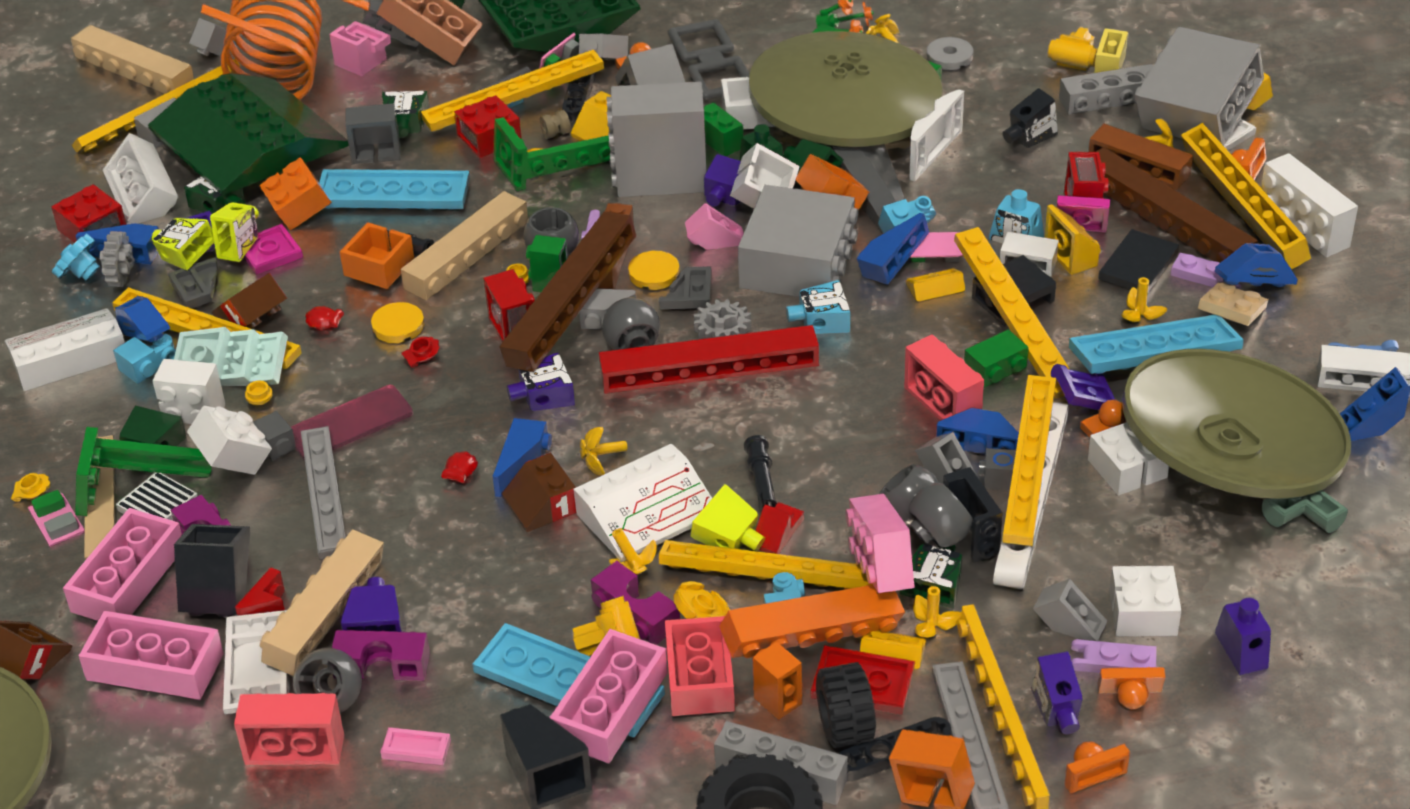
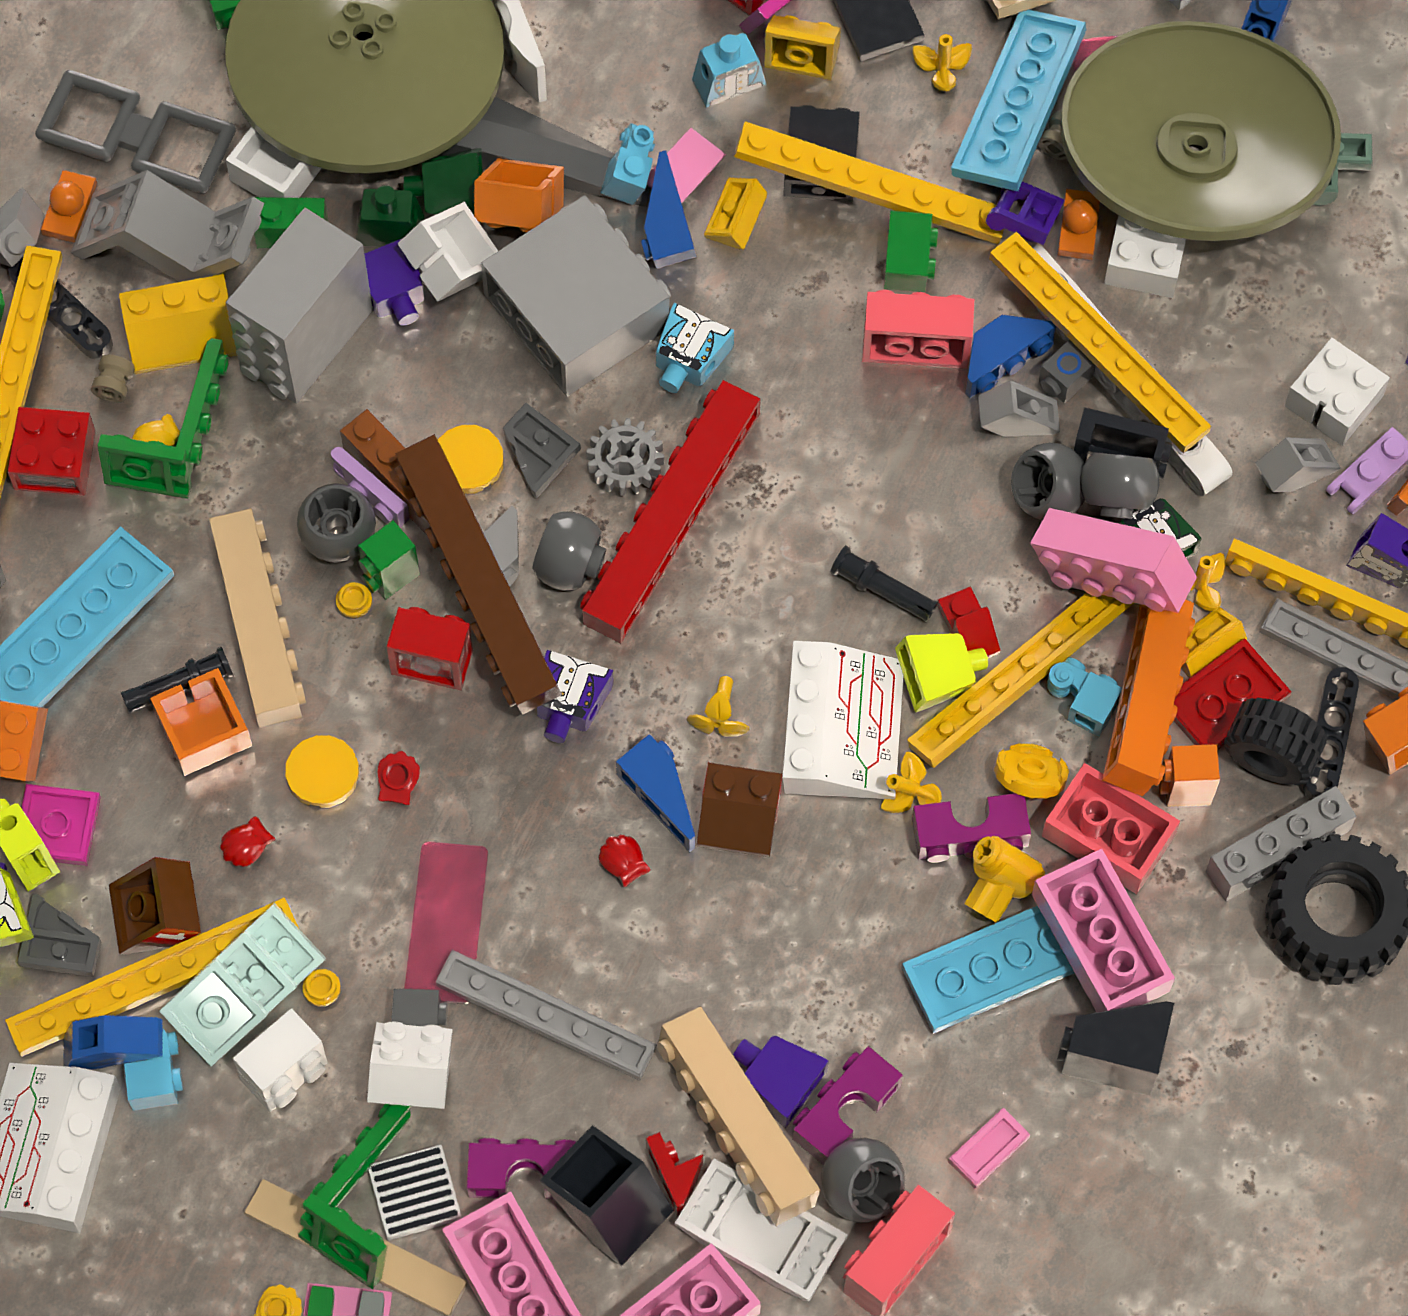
camera: 55 degrees left, 25 degrees up
(153, 427) = (301, 1141): dark green torso -> none
(712, 229) = (463, 356): bright pink slope -> none
(1037, 249) = (770, 98): white brick -> none

